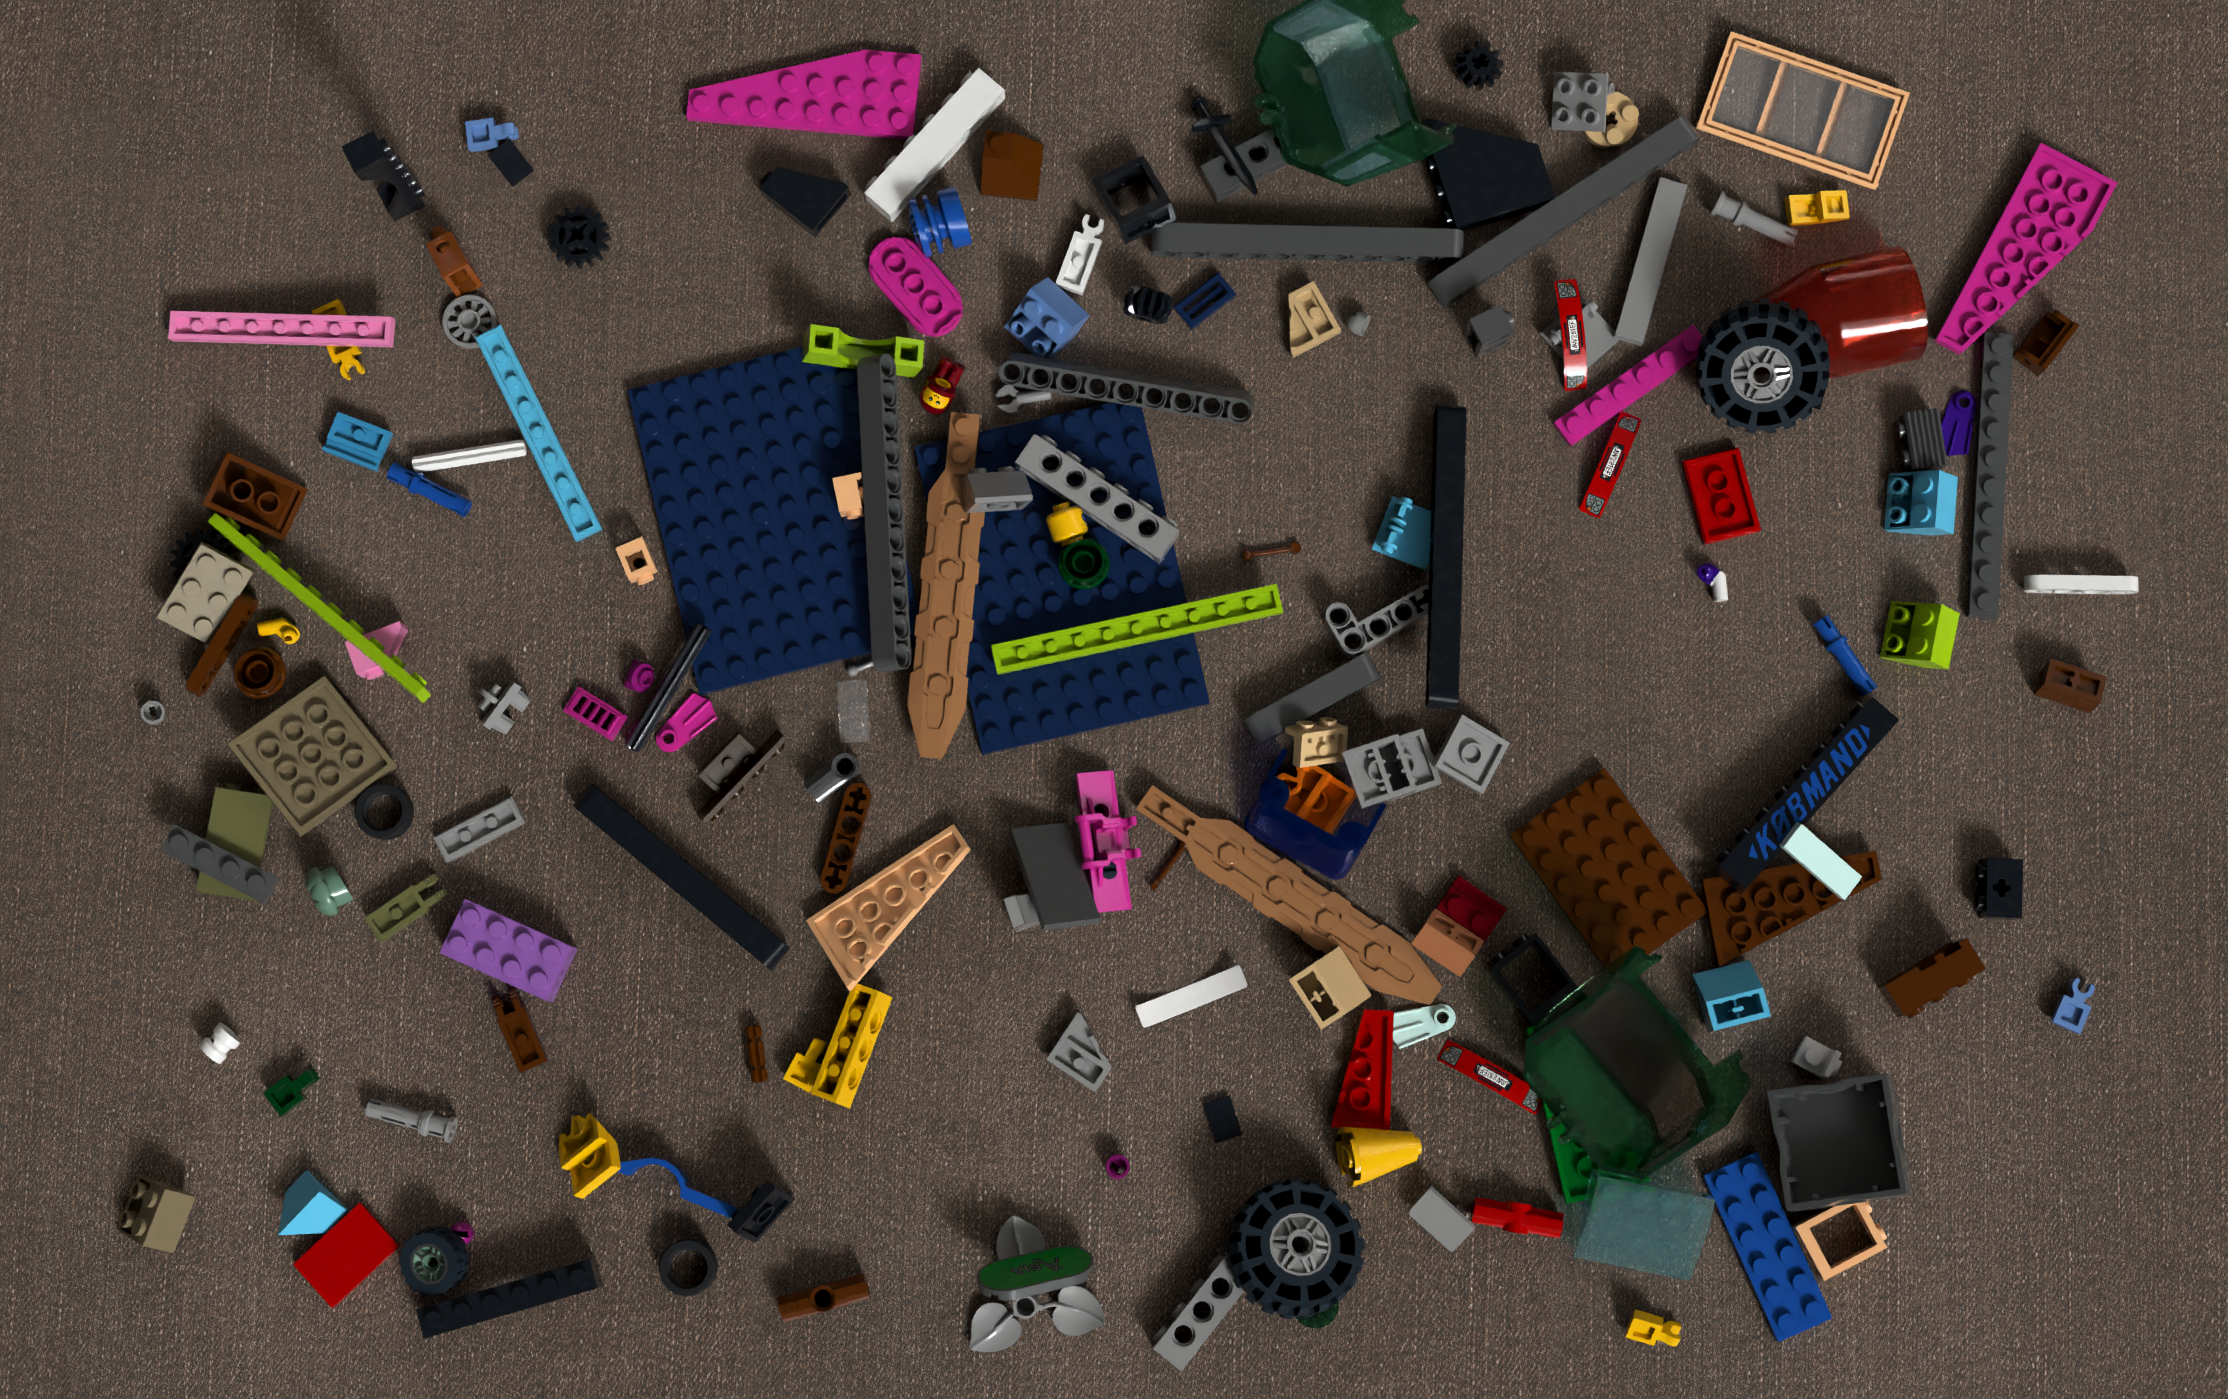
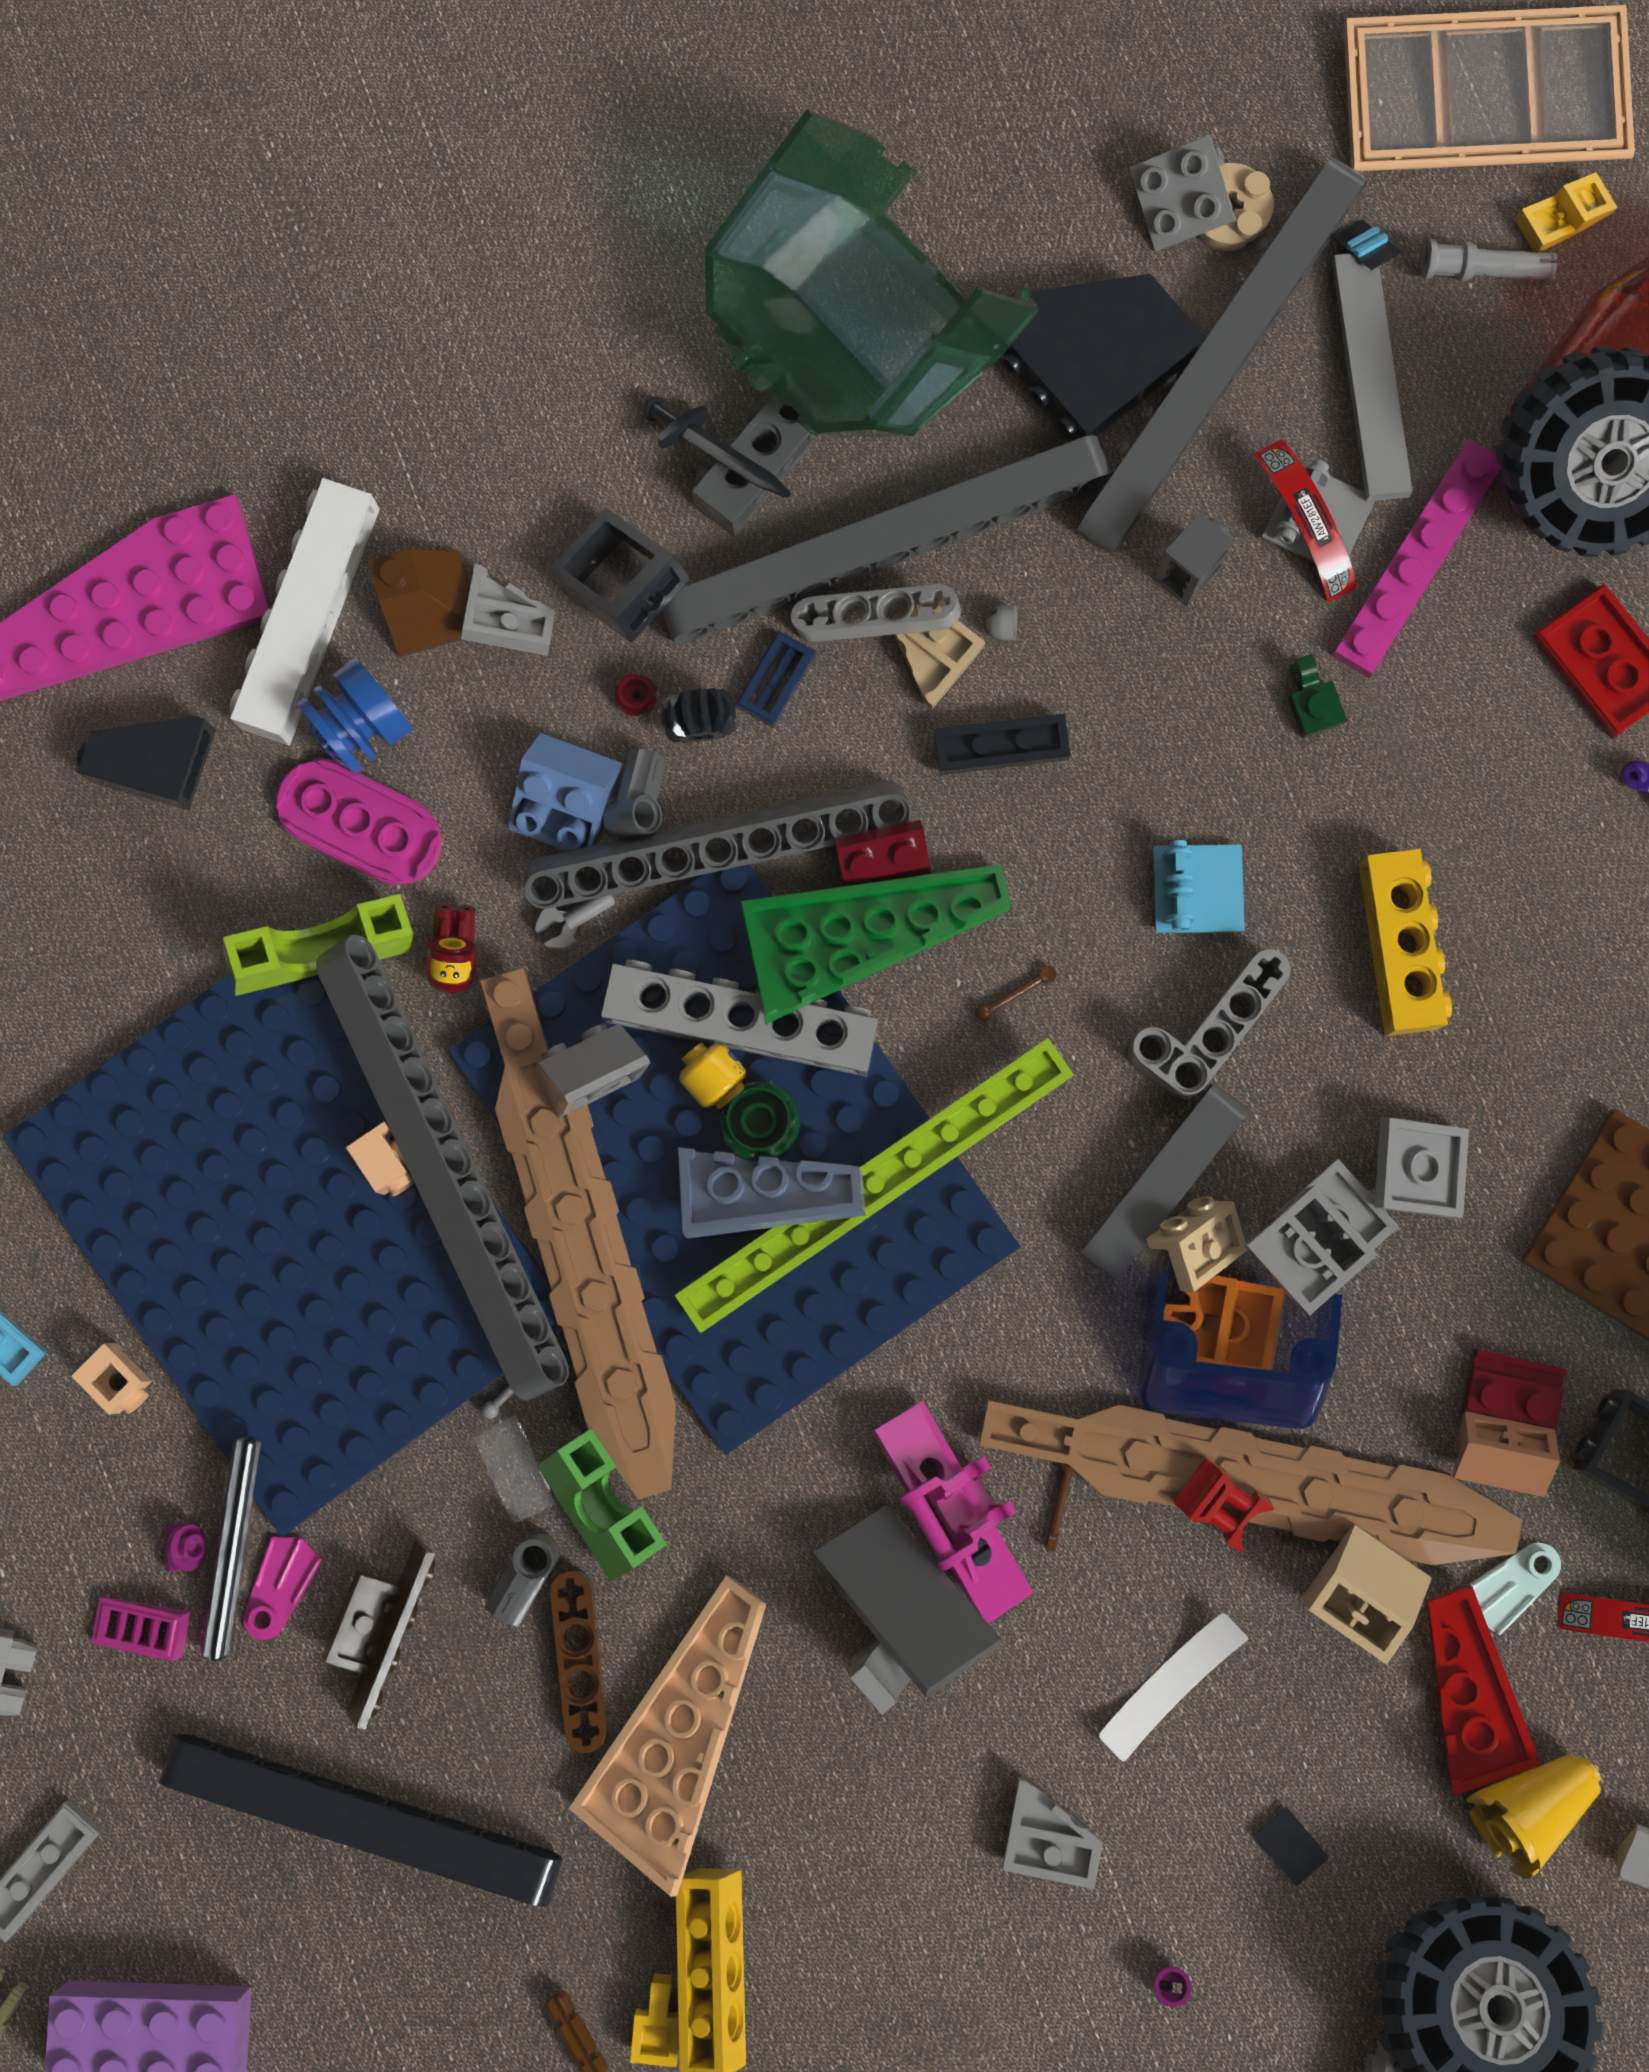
camera: 20 degrees left, 0 degrees up
(890, 731) = (581, 1483): none -> bright green arch
(1052, 601) = (741, 1195): none -> sand blue wing
(1055, 196) = (505, 616): none -> light grey wing
(1080, 258) = (576, 688): white plate -> none
(1087, 346) = (636, 807): none -> dark grey piece
(1115, 269) = (636, 683): none -> dark red plate
(1176, 472) = (837, 936): none -> green wing
(1223, 438) = (883, 854): none -> dark red plate
(1258, 890) = (1207, 1492): none -> red piece
(1283, 282) = (876, 605): none -> light grey beam
(1325, 397) = (1002, 744): none -> black plate
(1446, 557) = (1274, 906): black beam -> none
(1486, 73) = (1024, 187): black gear -> none
(1500, 656) = (1399, 1009): none -> yellow brick
(1529, 450) = (1316, 704): none -> dark green plate
(1610, 465) = (1439, 680): sticker -> none
(1683, 178) = (1367, 244): none -> black piece

